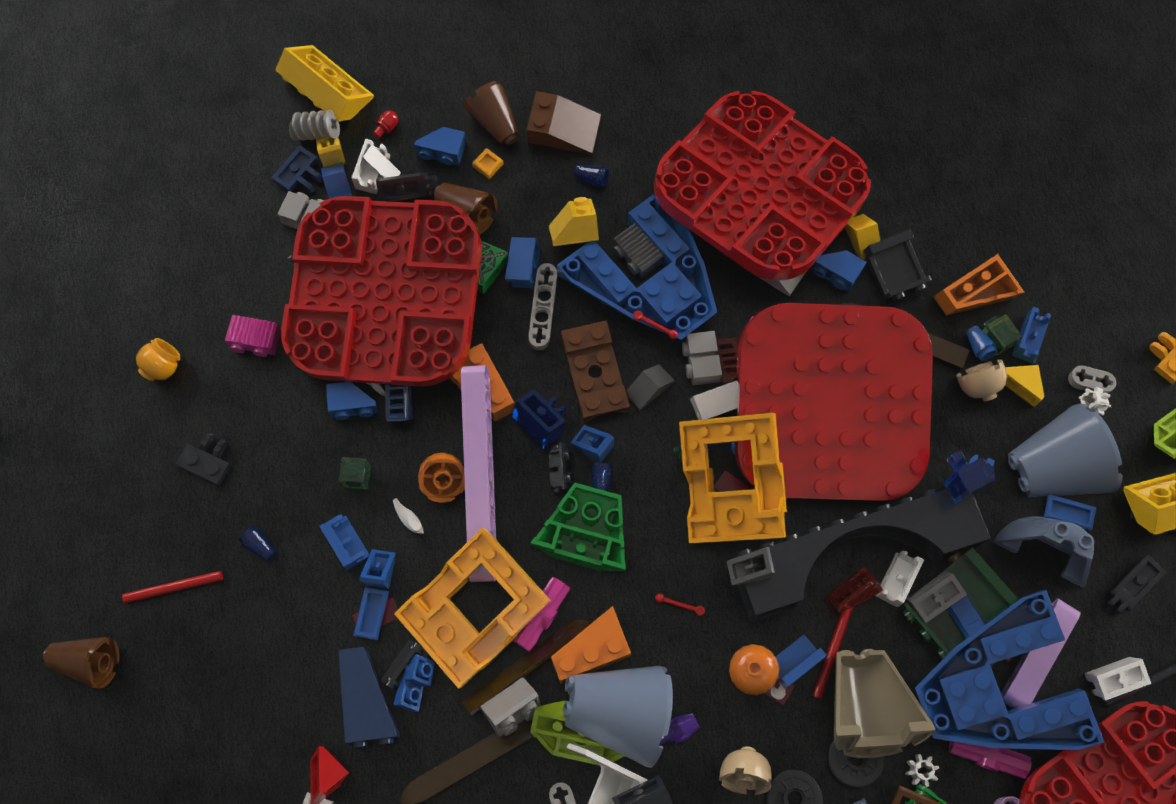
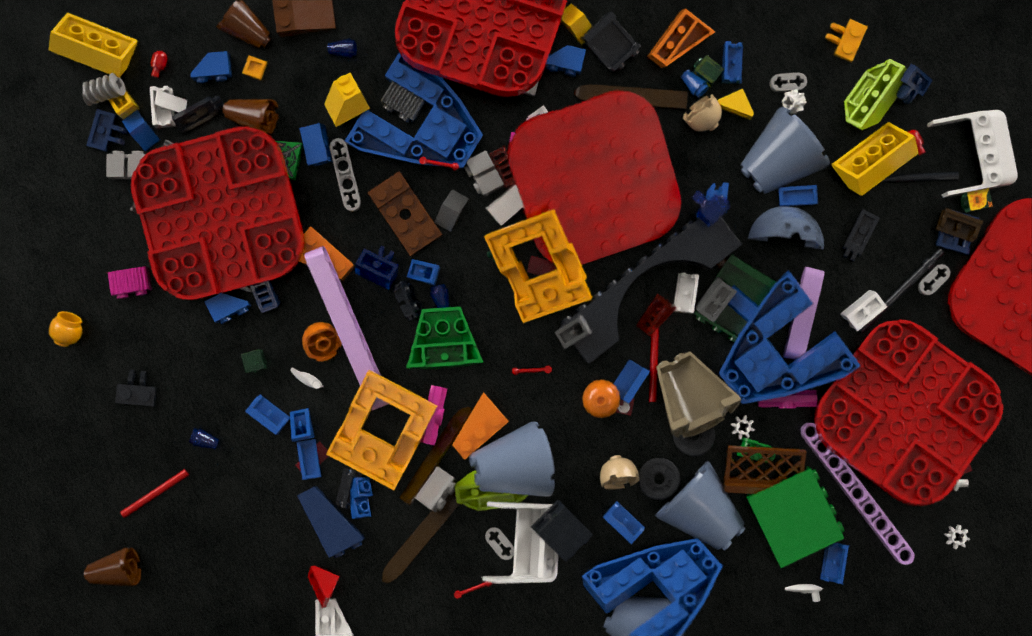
camera: 20 degrees left, 15 degrees up
(681, 728) = (563, 459): dark purple piece -> none

